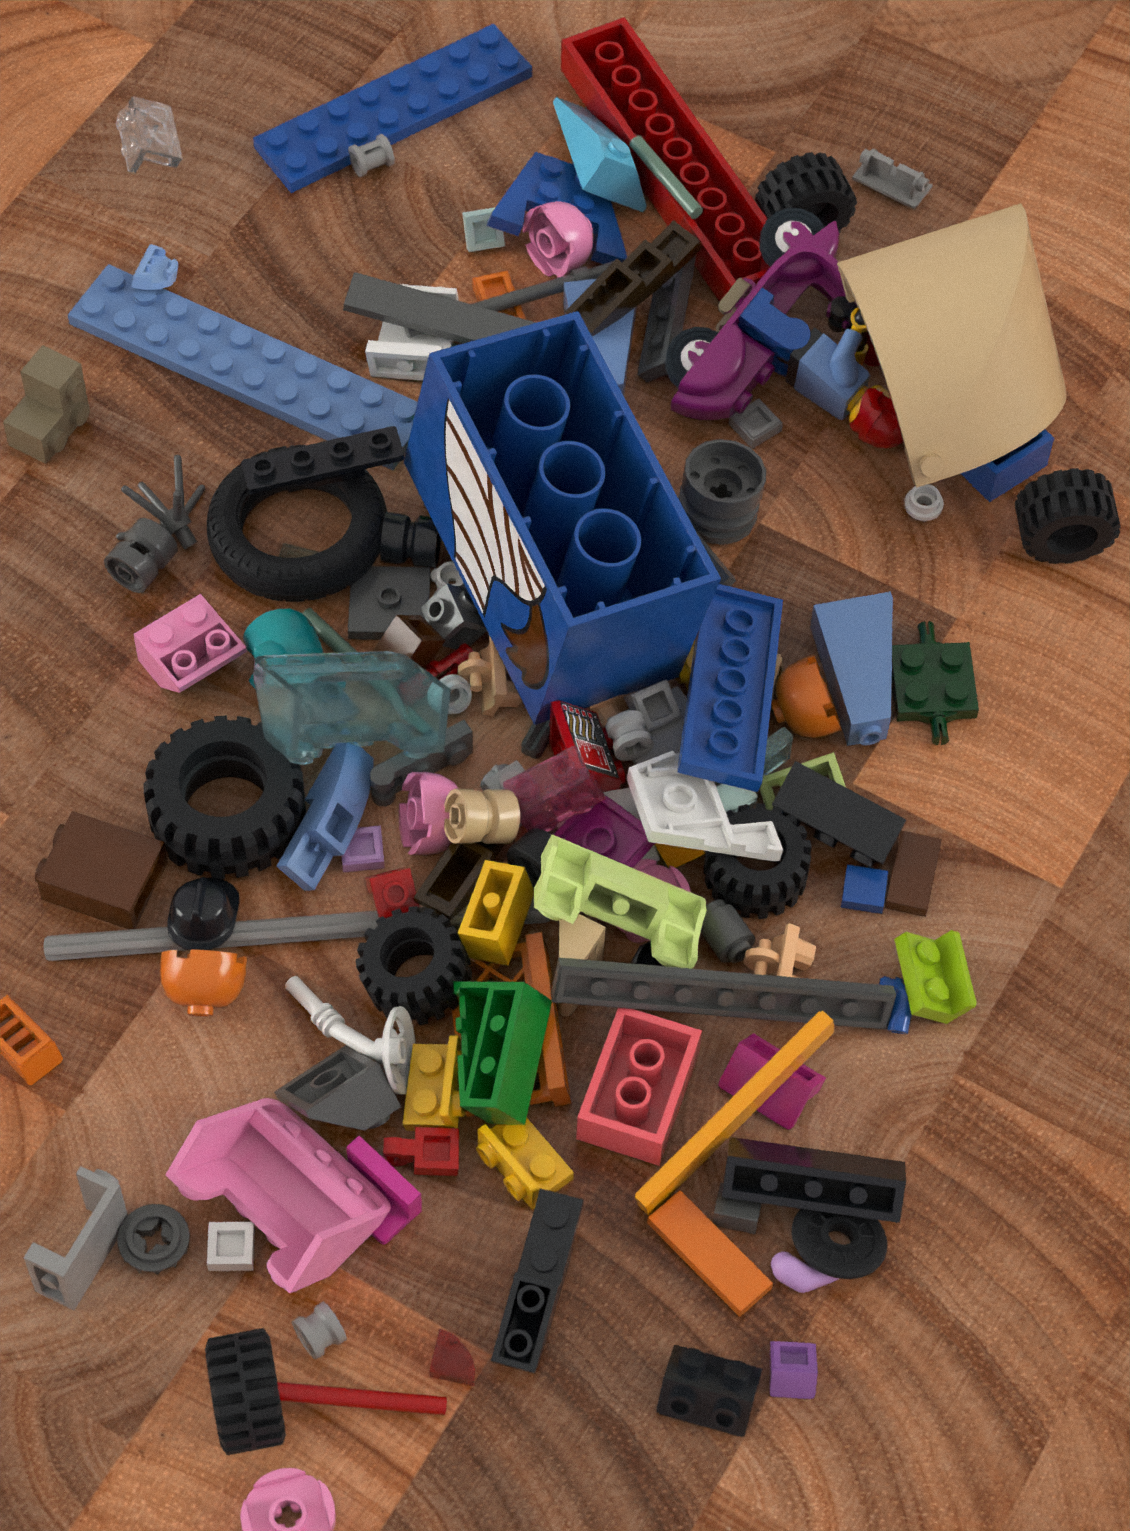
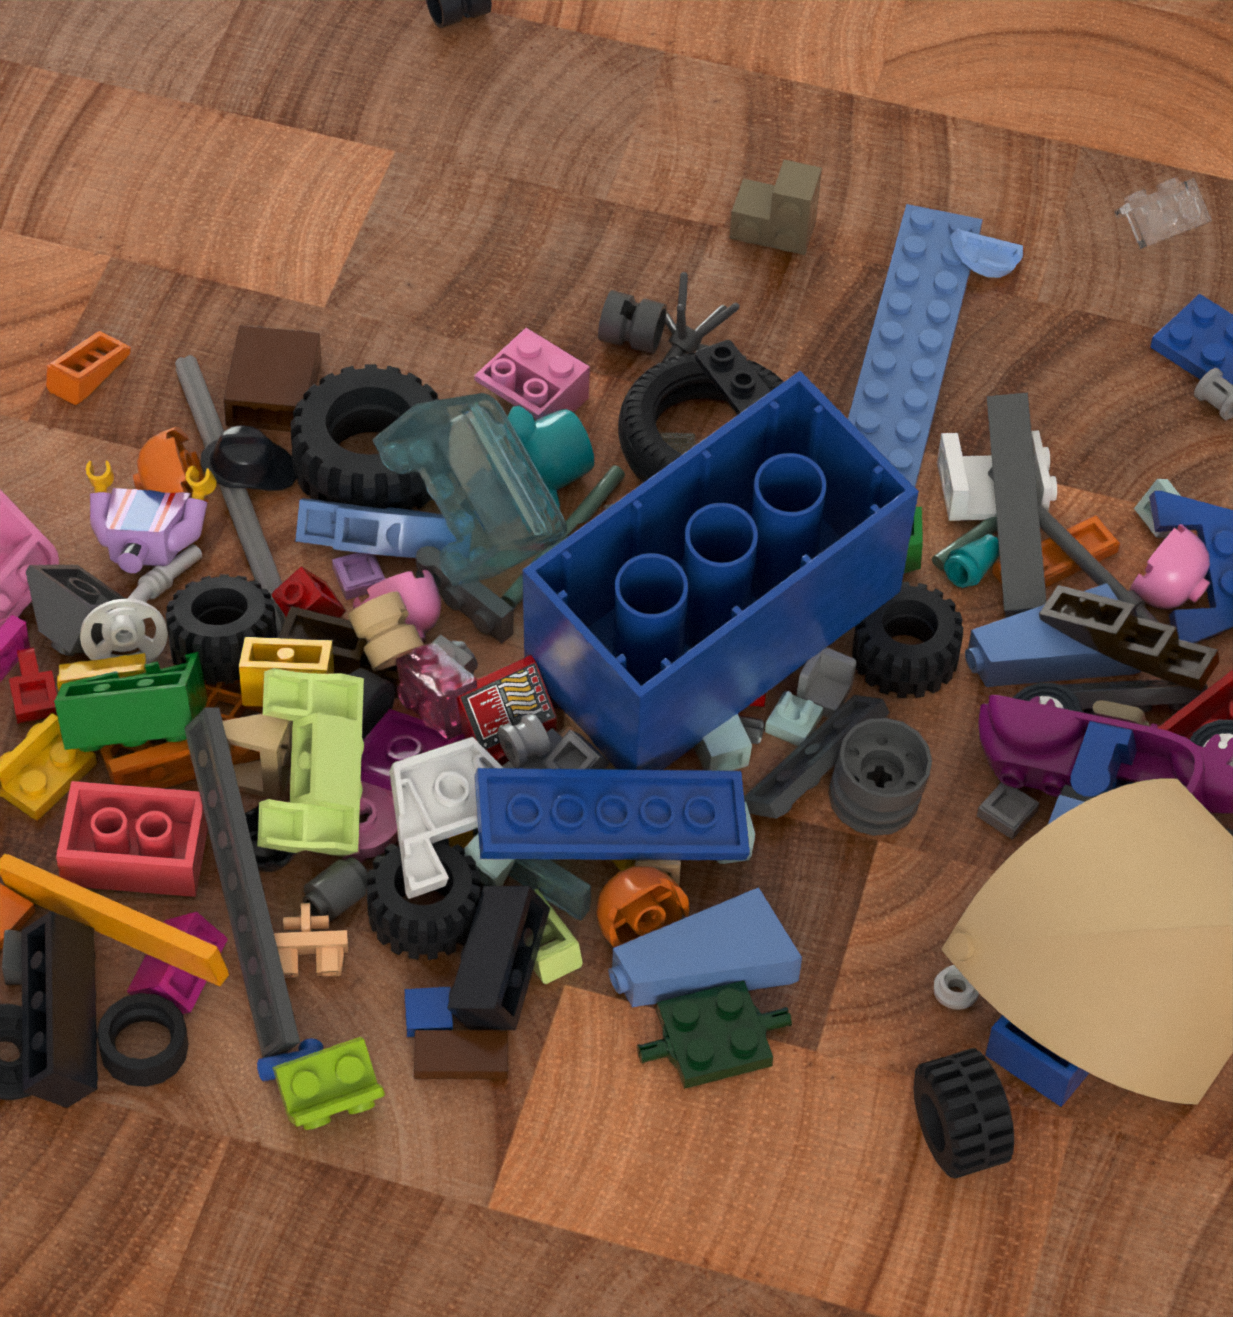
camera: 75 degrees right, 5 degrees down
(262, 1010) = (146, 524): none -> lavender torso
(856, 1089) = (151, 1069): none -> black tyre

